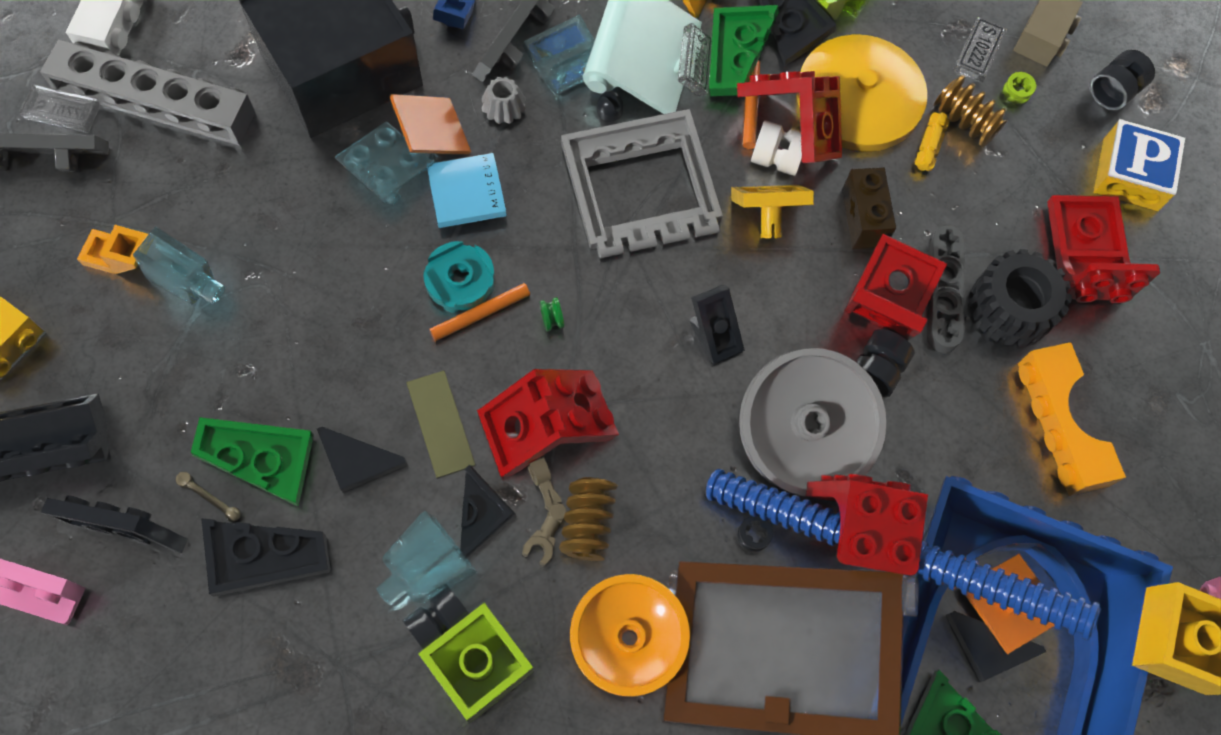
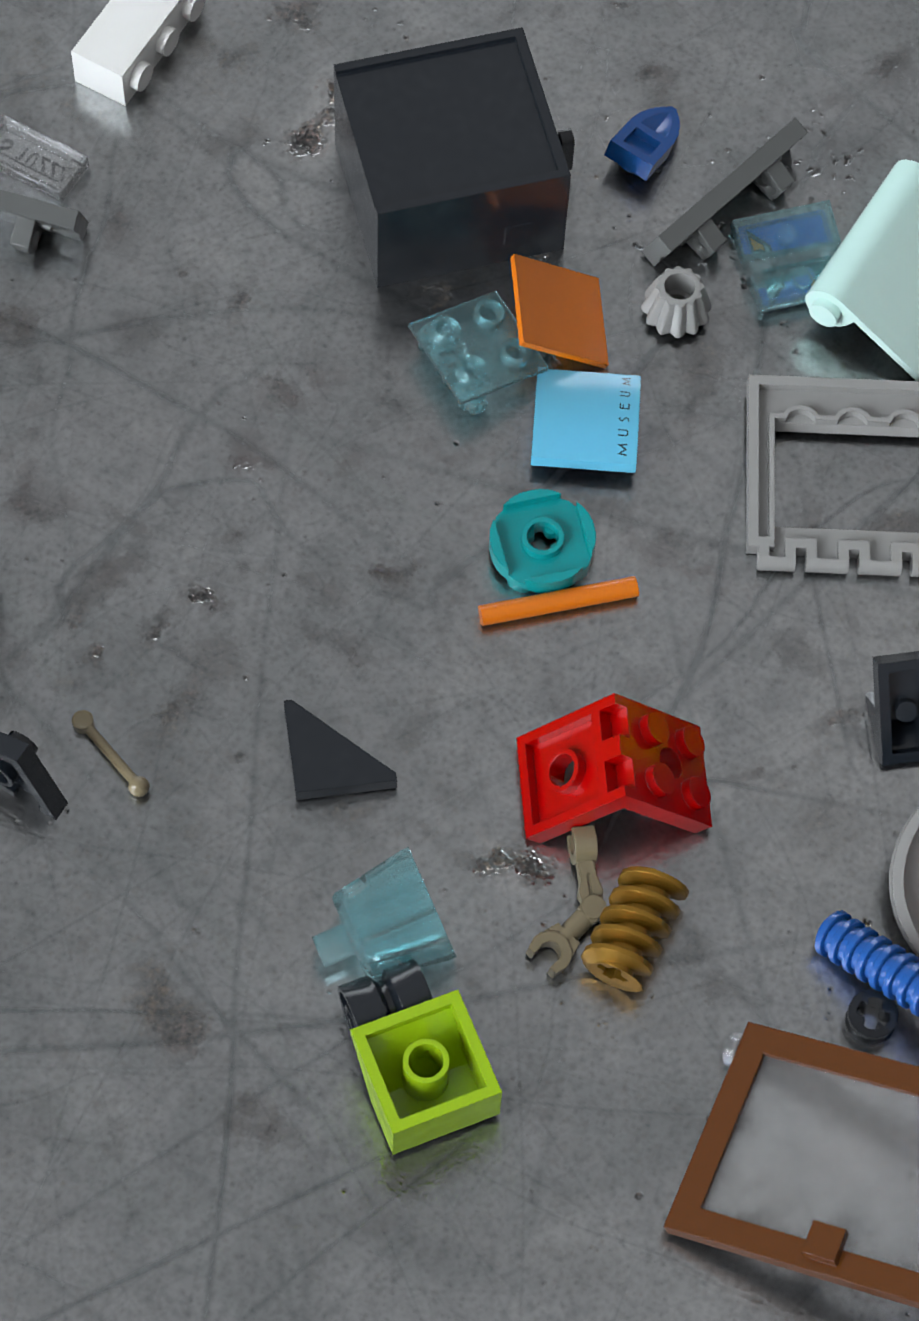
camera: 20 degrees right, 5 degrees down
(111, 251) = (65, 382): light orange slope -> none
(150, 91) = (177, 187): light grey brick -> none
(177, 268) = (147, 428): clear light blue torso -> none
(256, 453) = (192, 712): green wing -> none
(259, 556) = (159, 851): black wing -> none
(440, 424) = (458, 743): olive sticker -> none
(482, 513) = (485, 882): black tile -> none
(551, 314) = (662, 630): green bush -> none
(606, 109) = (830, 354): black hinge -> none
(635, 606) = (657, 1061): light orange dish -> none

